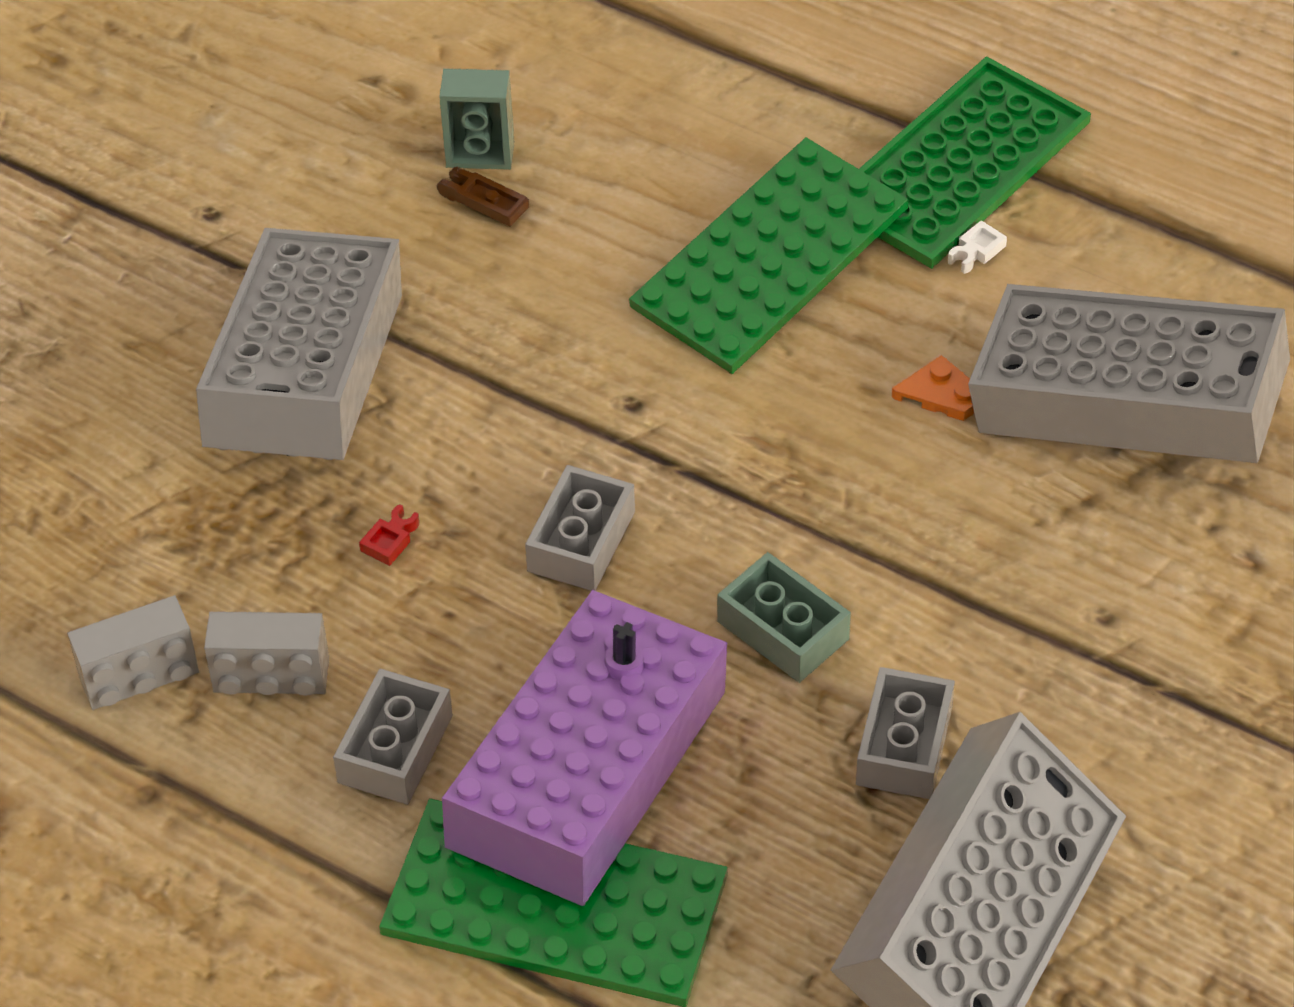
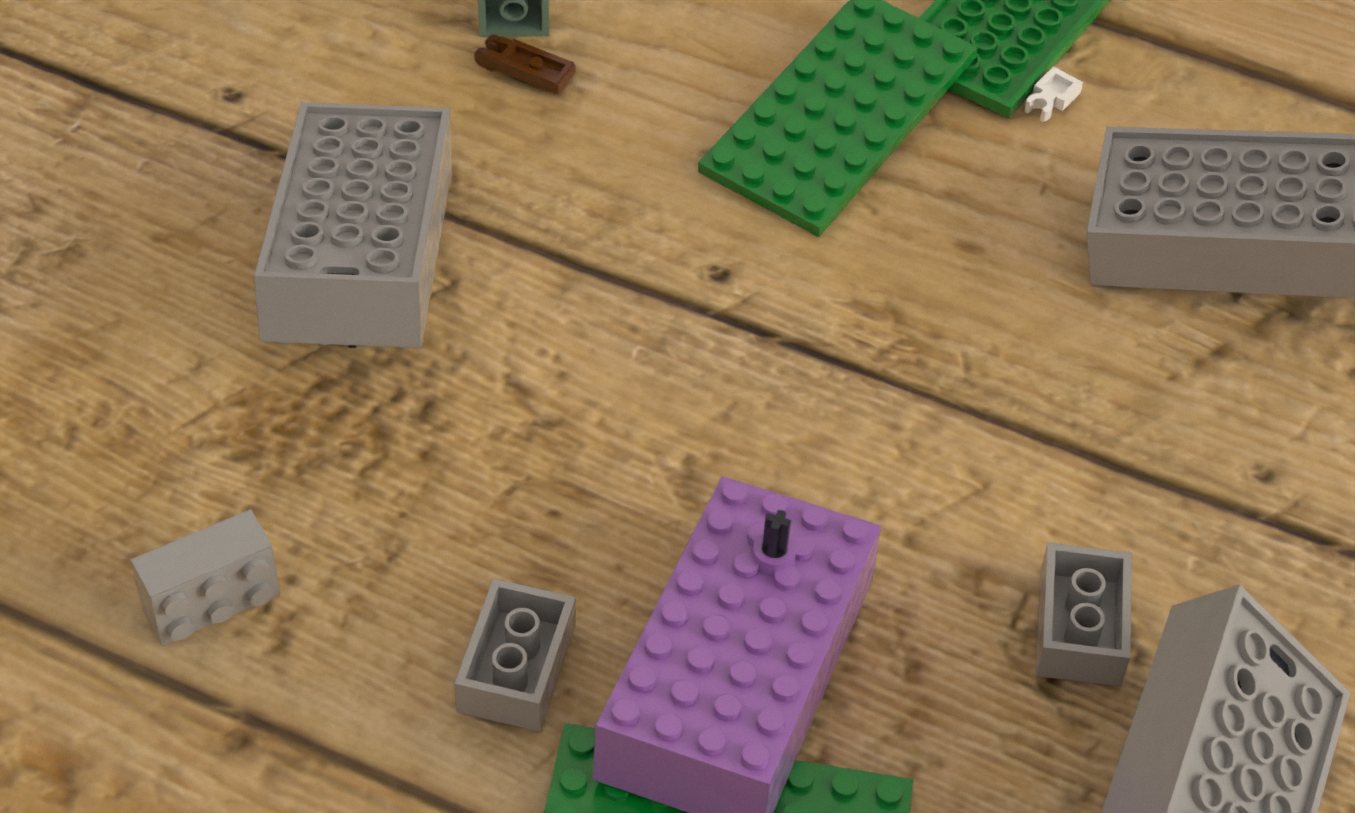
camera: 10 degrees left, 0 degrees up
(267, 653) = (359, 568): light grey brick -> none
(388, 539) = (476, 433): red plate -> none
(580, 528) = (688, 409): light grey brick -> none
(783, 617) = (927, 493): sand green brick -> none
(939, 388) = (1044, 242): orange wing -> none

